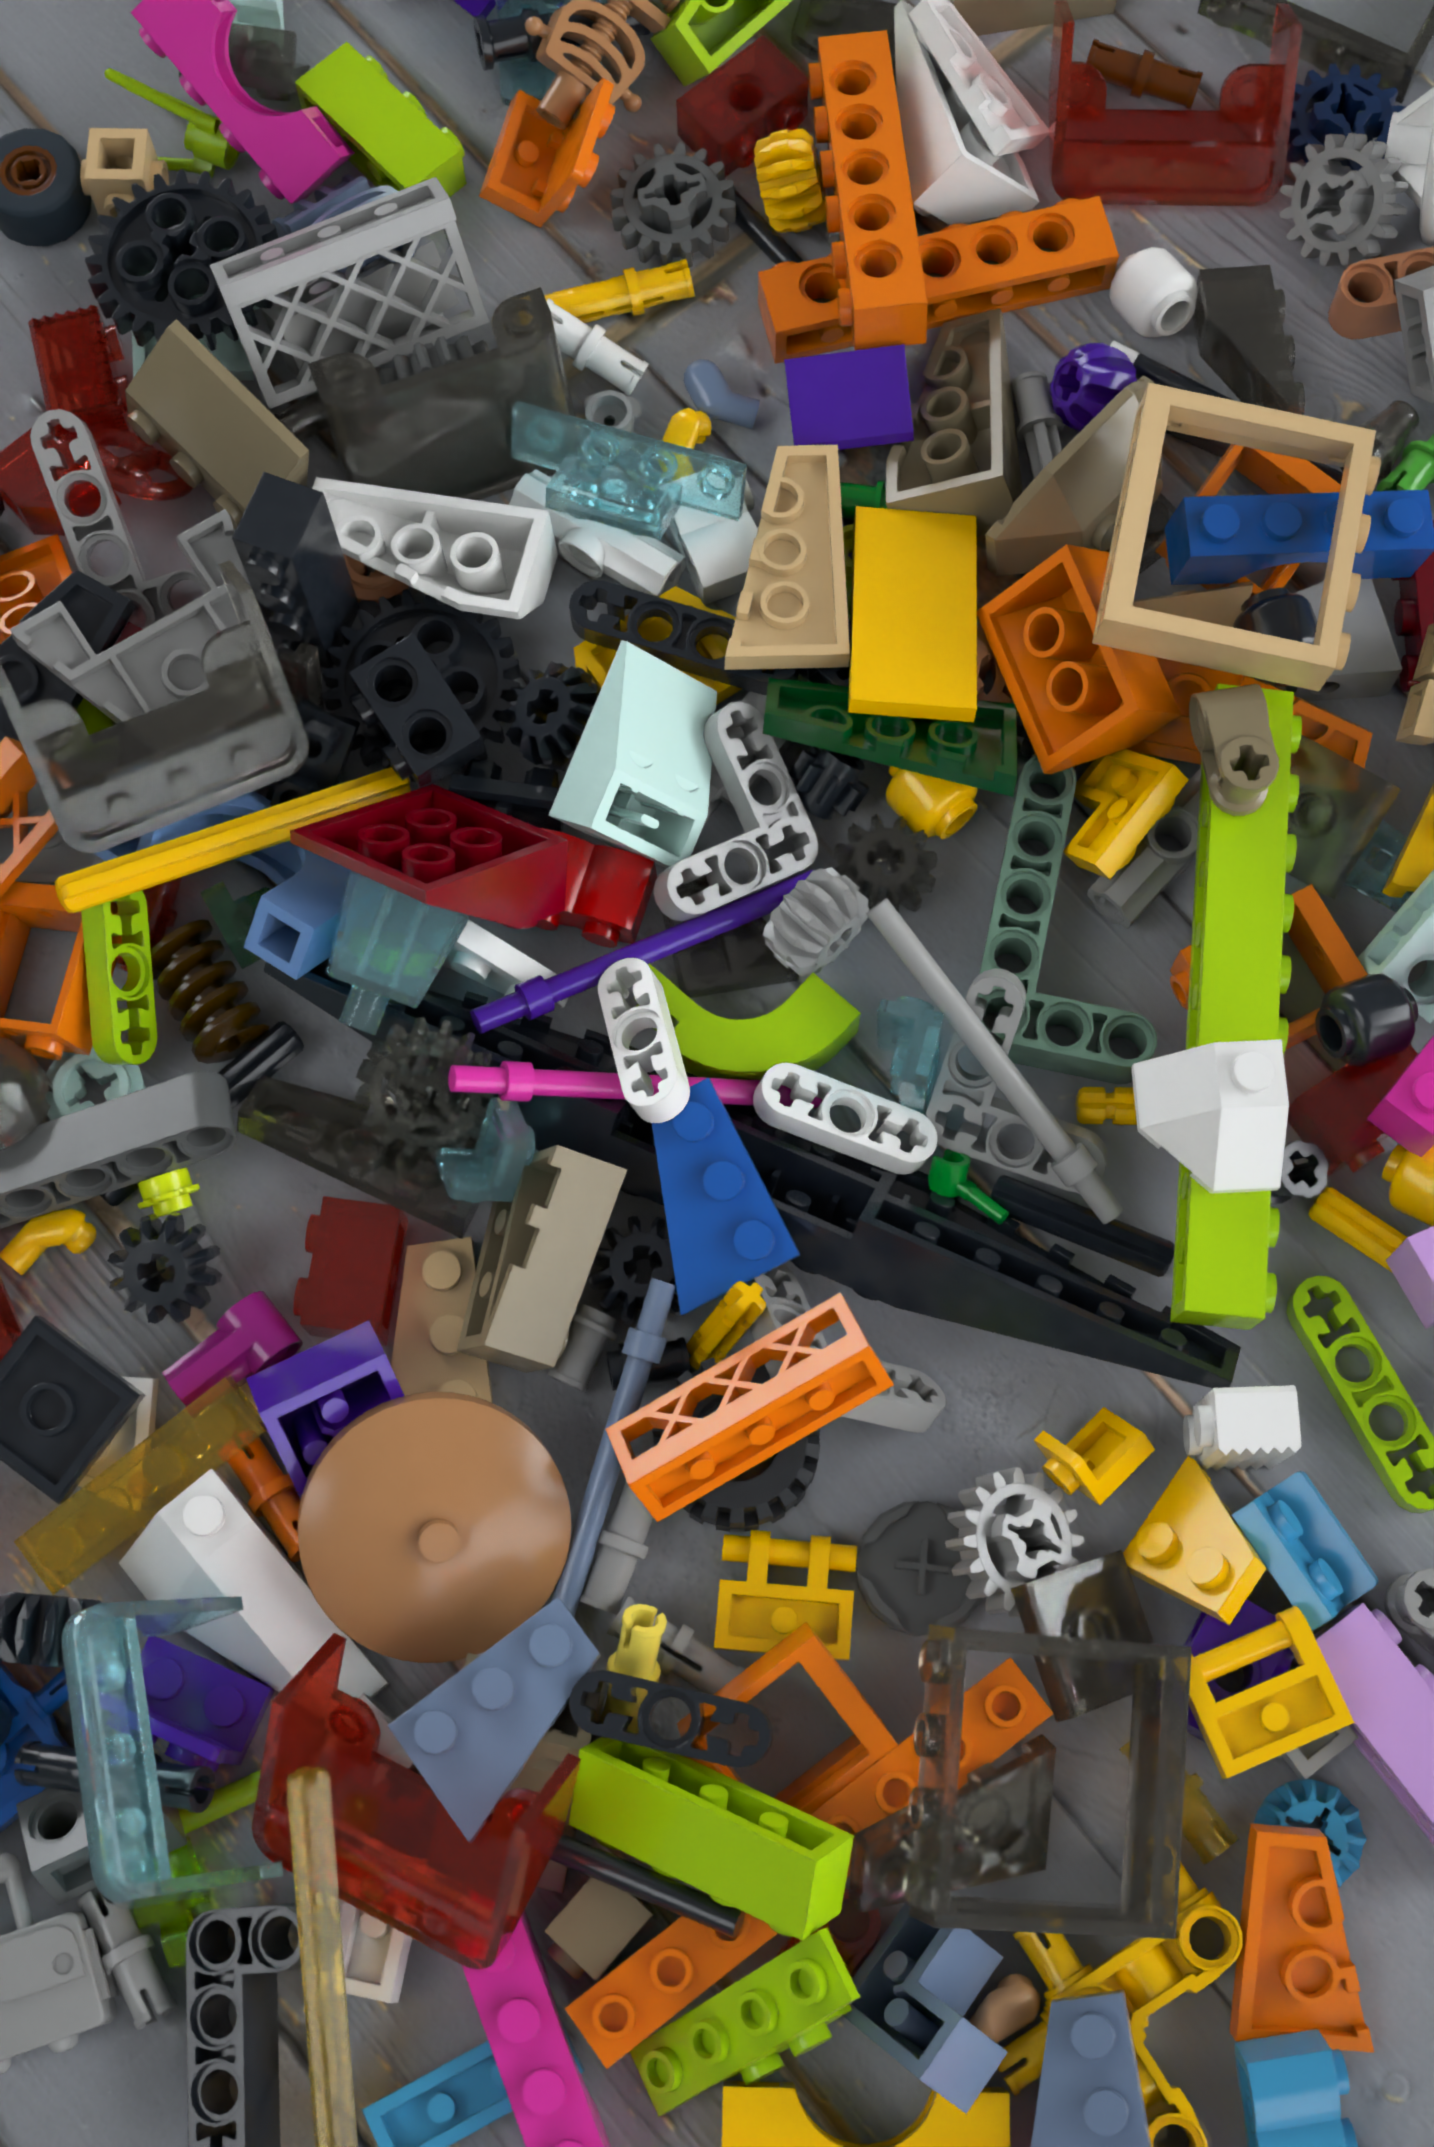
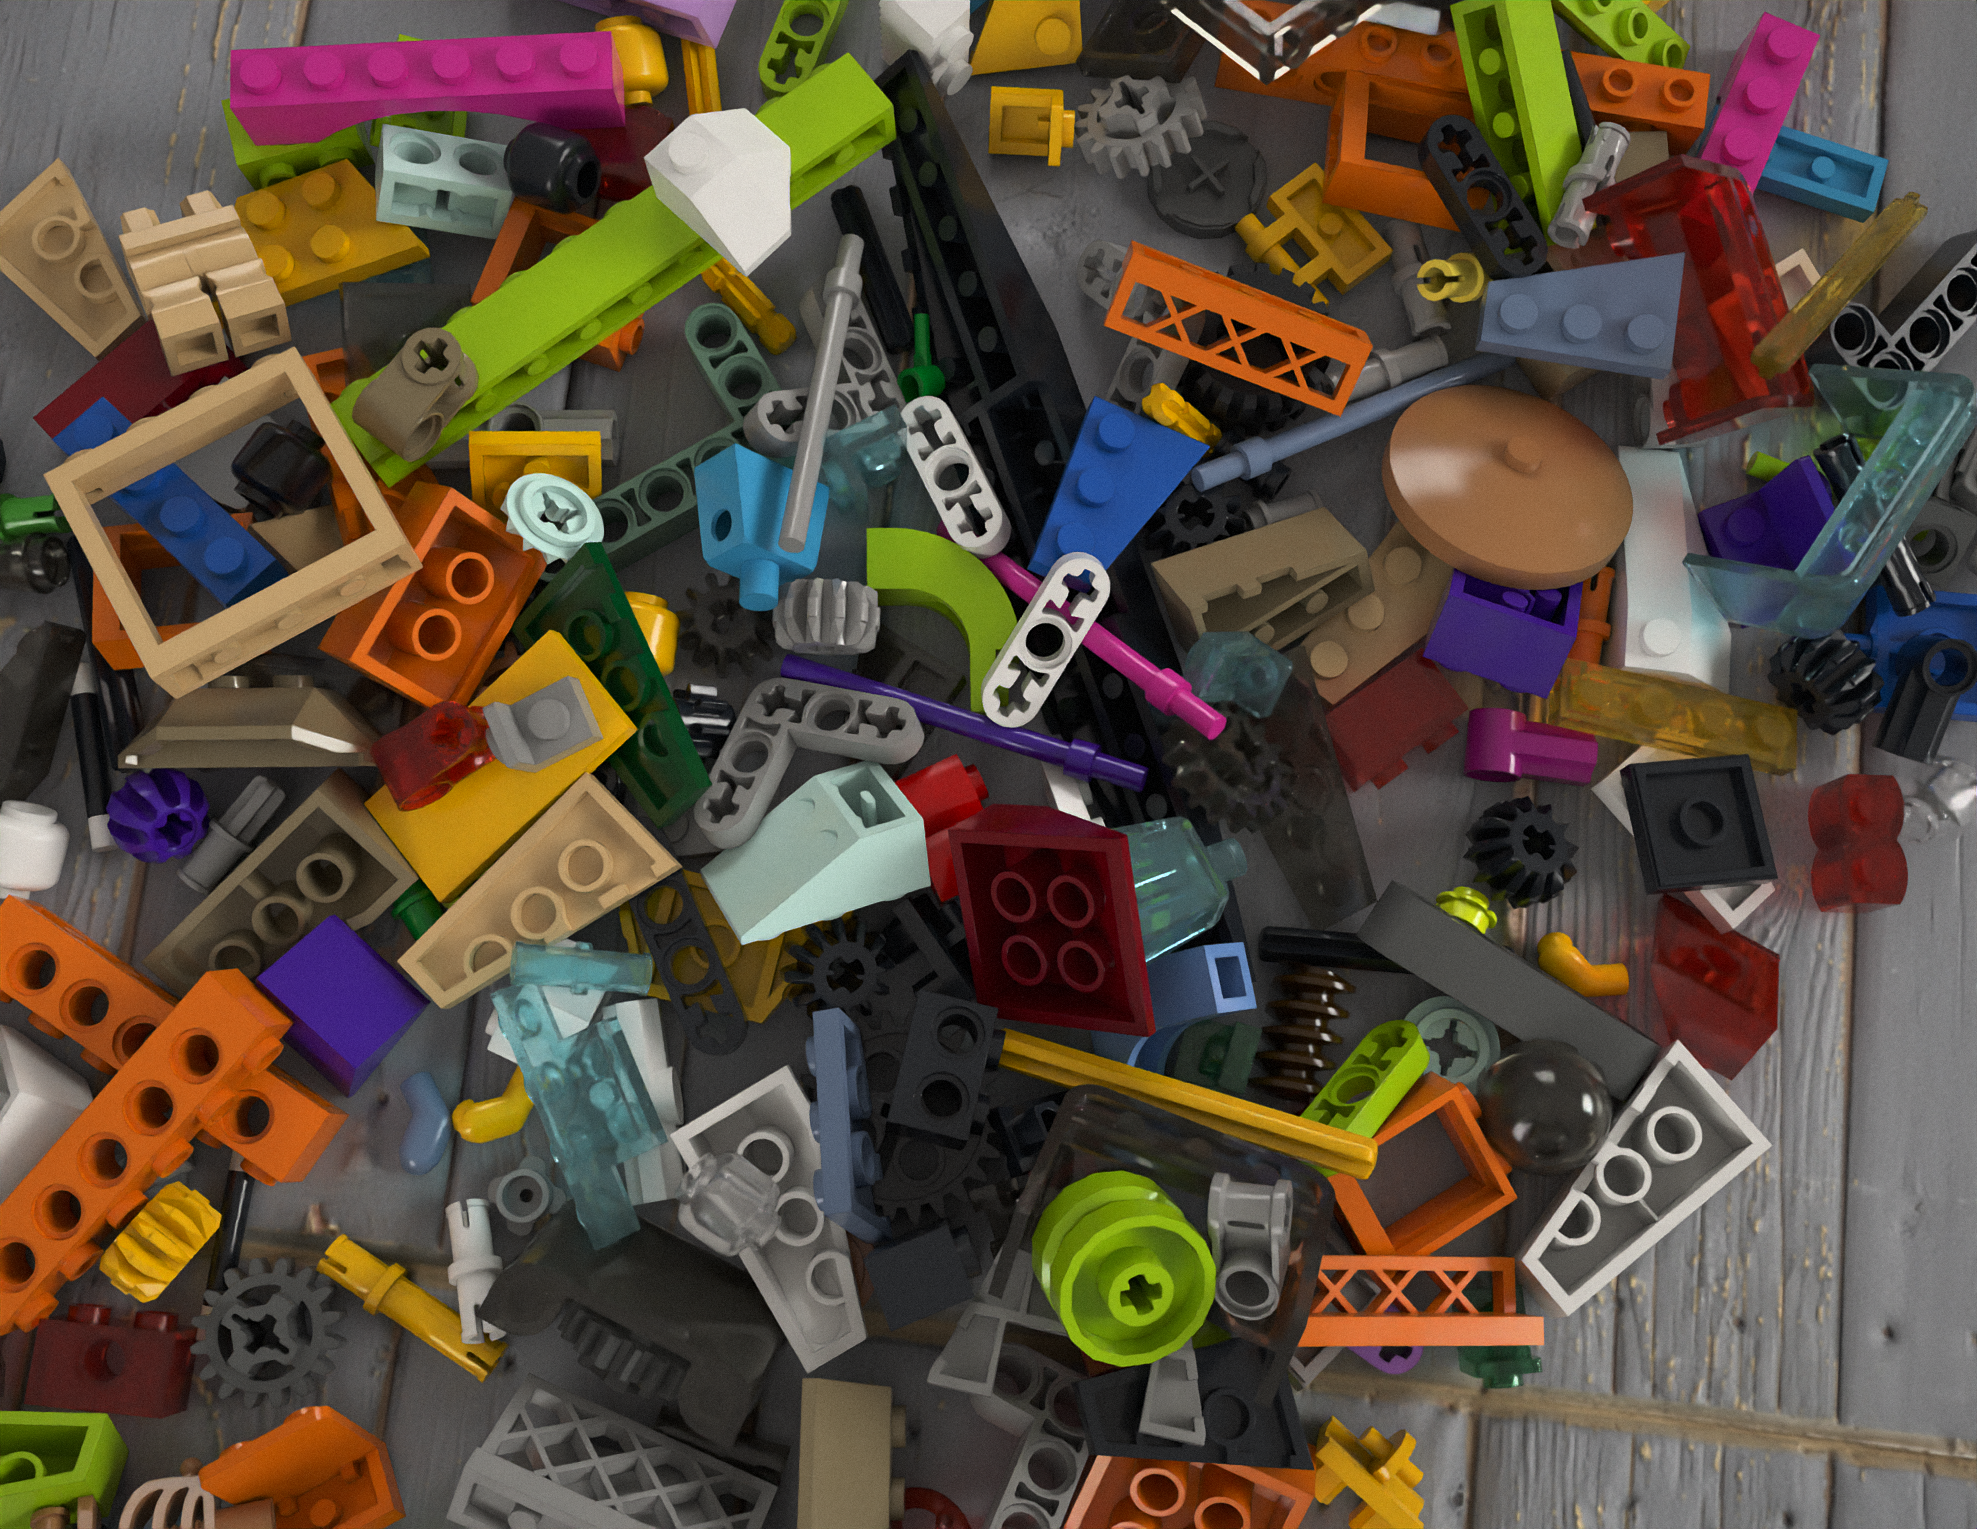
camera: 140 degrees left, 5 degrees up
(91, 743) = (1249, 1243): none -> light grey piece
(159, 655) = (1123, 1268): none -> lime wheel
(427, 602) = (846, 1151): none -> sand blue wing
(462, 498) = (728, 1203): none -> clear head
(602, 1825) = (1592, 173): none -> light grey pin
(715, 547) = (580, 968): none -> clear light blue pin
(906, 640) = (542, 726): none -> light grey bracket
(944, 913) = (741, 523): none -> dark azure torso
(955, 572) = (432, 754): none -> clear red piece
(1081, 806) = (560, 502): none -> light aqua gear

